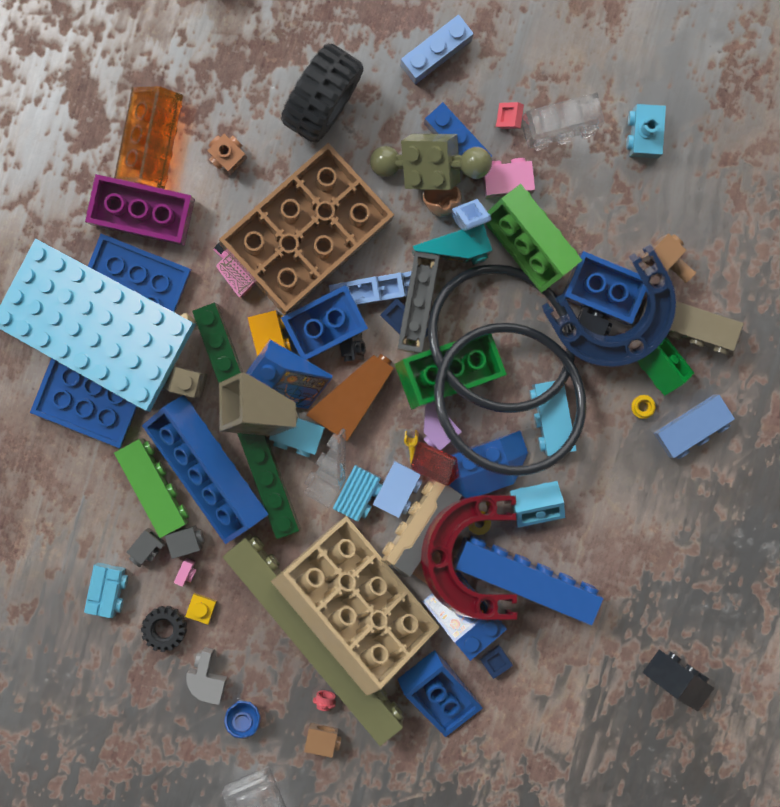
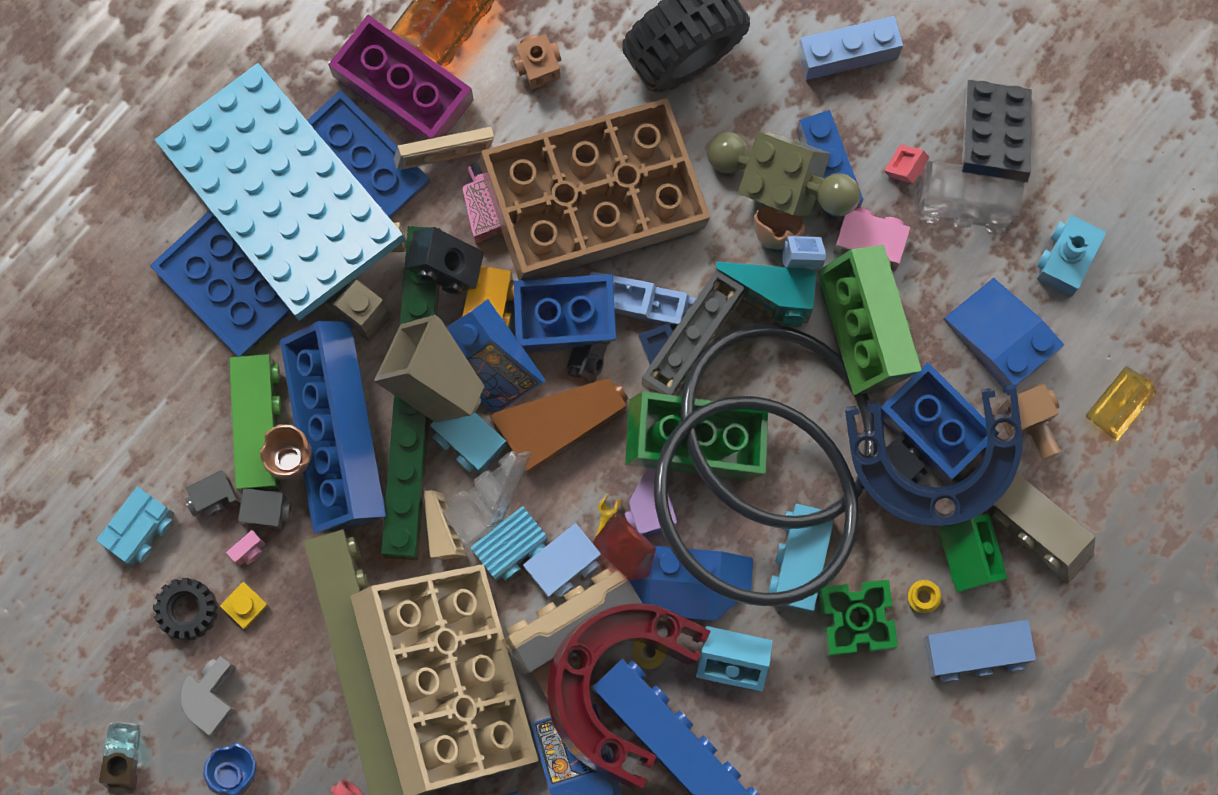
camera: 30 degrees right, 10 degrees down
(167, 740) = (120, 756): none -> leg
(182, 501) = (285, 451): none -> nougat hair
(191, 244) = (443, 148): none -> tan tile
(228, 325) = (444, 260): none -> black brick
(310, 508) = (442, 538): none -> tan slope
(563, 67) = (997, 131): none -> black plate
(622, 445) = (869, 601): none -> green brick
(624, 206) = (1003, 333): none -> blue slope
(720, 218) = (1122, 402): none -> clear yellow slope

